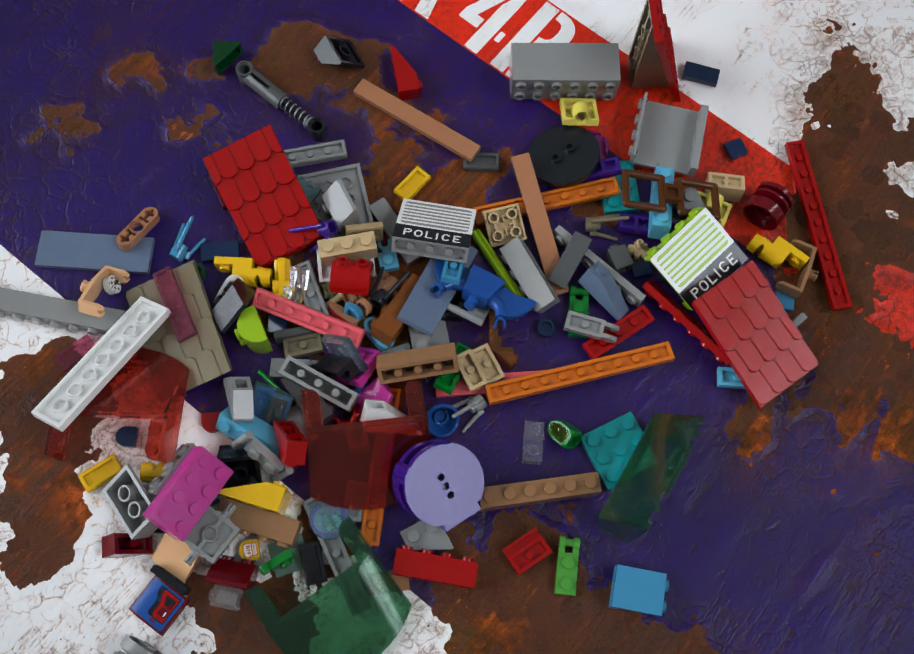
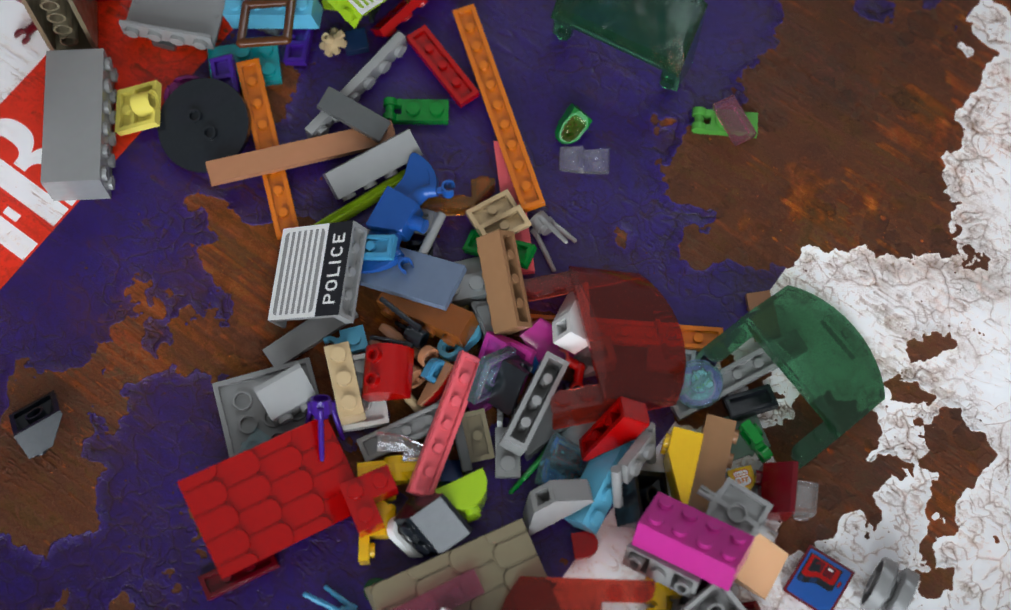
camera: 90 degrees left, 0 degrees up
(171, 580) = (788, 568): black tile -> none
(222, 249) = (344, 562): dark blue tile -> none
(225, 54) = (29, 590): dark green slope -> none
(254, 256) = (364, 493): none -> red brick
(280, 99) = (107, 503): piece -> none
(316, 153) = (192, 438): light grey tile -> none
(325, 289) = (399, 409): olive plate -> none
(377, 227) = (318, 367): tan plate -> none
(405, 77) = (76, 332): red slope -> none
(412, 183) = (241, 316): yellow tile -> none
(417, 120) = (143, 315): nougat tile -> none
(426, 537) = (704, 275): light grey wing -> none
(435, 568) = (744, 261): red brick -> none
(439, 483) = (652, 249): piece -> none
(441, 421) = (563, 256): blue helmet -> none
(483, 163) = (208, 230): dark grey tile -> none
(504, 224) = (303, 196): tan tile -> none
(527, 551) = (713, 163): red plate -> none
(540, 491) = (645, 151): medium nougat brick -> none
(546, 328) = (438, 148): dark blue tile -> none
(565, 570) = (734, 120): none -> clear pink tile
(590, 326) = (440, 94): light grey hinge -> none
(593, 224) = (299, 93): dark tan plant -> none
(604, 289) = (387, 79): sand blue slope -> none
(611, 447) = (586, 70): teal plate -> none
(619, 258) = (346, 63): dark grey brick -> none
(638, 590) = (747, 48): dark azure panel -> none

